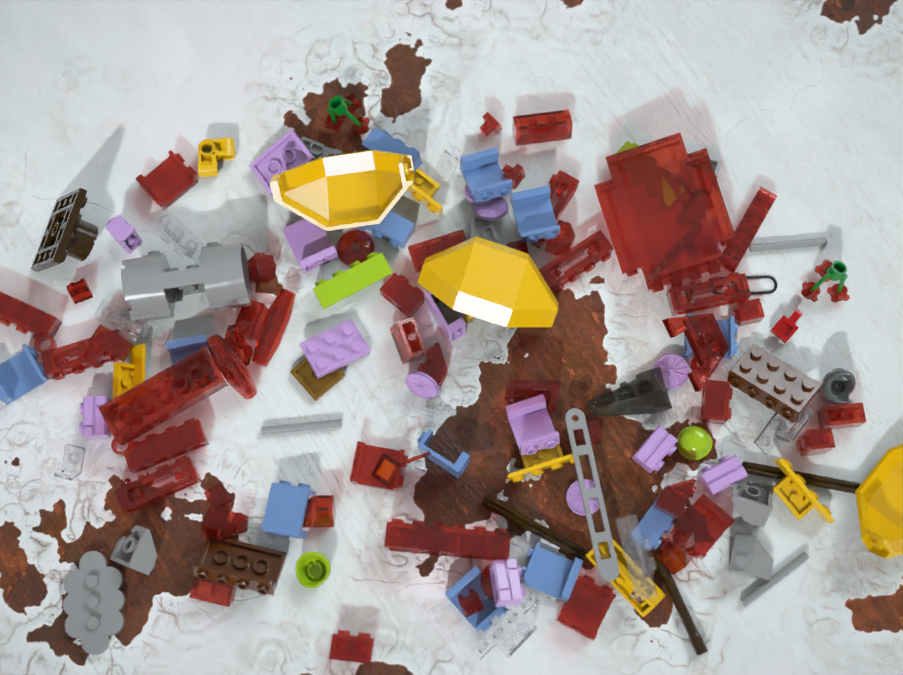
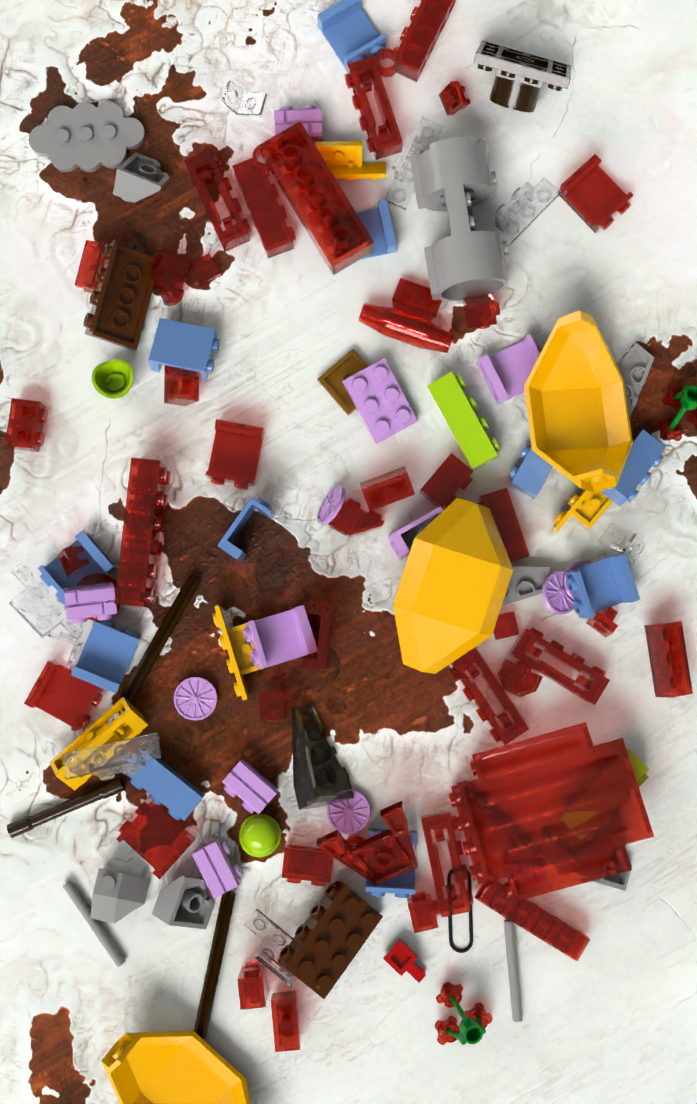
camera: 90 degrees right, 10 degrees up
(104, 342) = (384, 128): clear red plate -> none
(123, 234) = (522, 143): lavender brick -> none
(221, 150) = (635, 257): yellow piece -> none
(231, 358) = (361, 277): clear red plate -> none
(280, 157) = (623, 331): lavender plate -> none
(301, 426) = (285, 364): light grey bar -> none
(349, 255) = (509, 437): clear red dish -> none
(388, 467) = (231, 464): clear red piece -> none
(490, 124) = (672, 593): clear red tile -> none
(534, 214) = (546, 646): medium blue panel -> none
(607, 568) = (101, 720): light grey piece -> none
(673, 498) = (184, 805): clear red slope -> none
(678, 552) = (123, 806): clear red slope -> none
(796, 495) = (189, 955): yellow bracket -> none
(846, 384) = (314, 1019): dark grey piece -> none

